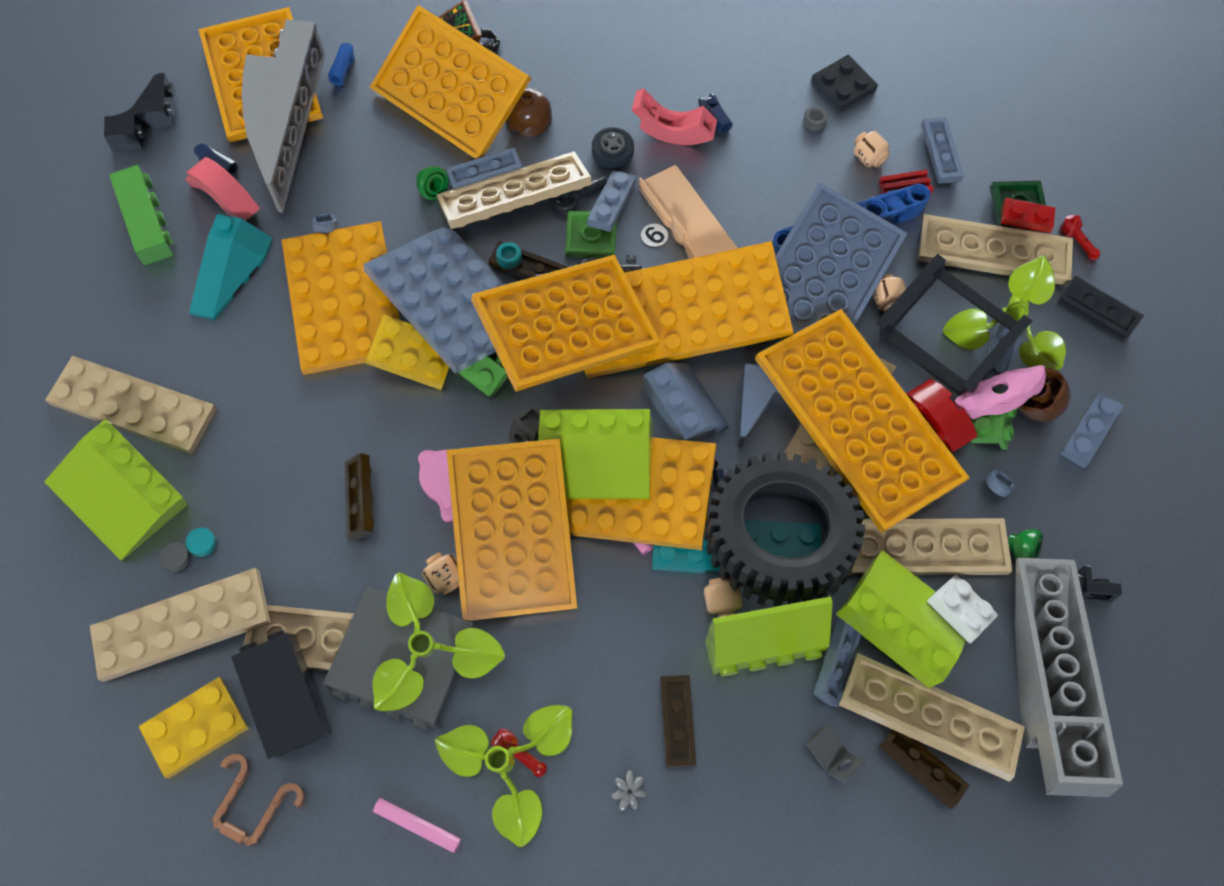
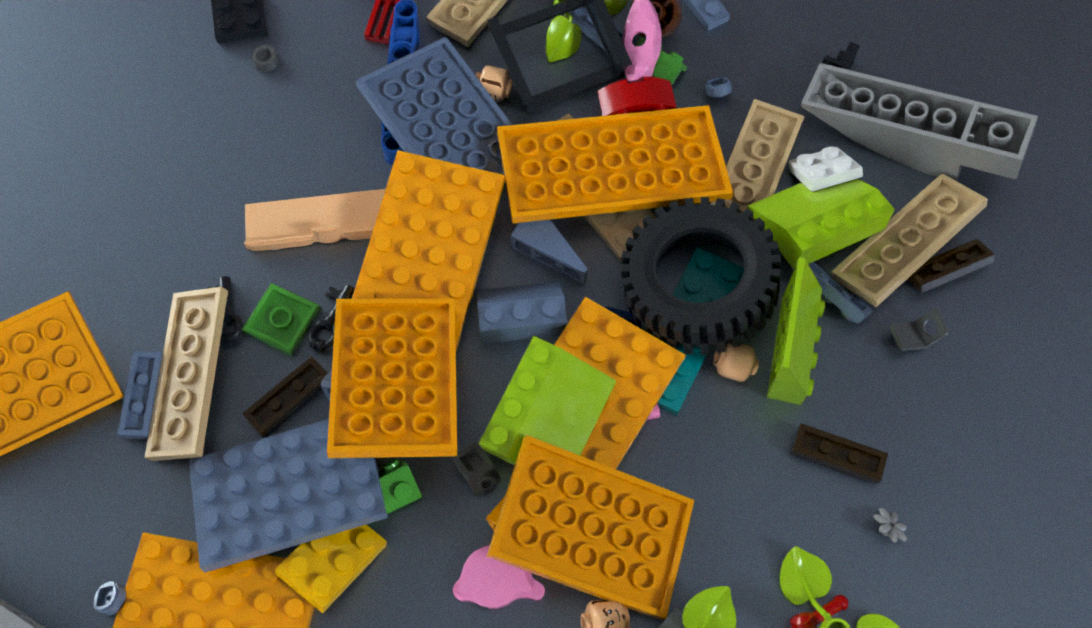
camera: 65 degrees left, 0 degrees up
(431, 182) = (125, 456): green brick -> none
(508, 255) = (268, 408): teal tile -> none
(530, 113) = (102, 316): reddish brown cylinder -> none
(604, 144) = (184, 246): black wheel -> none
(611, 201) = (256, 281): sand blue plate -> none
(654, 235) = (314, 260): white sticker -> none
(673, 126) = (202, 183): coral arch -> none
(723, 122) = (205, 141): dark blue bar -> none
(871, 149) = (330, 26): light nougat head -> none
(1026, 543) = (785, 94): green brick -> none

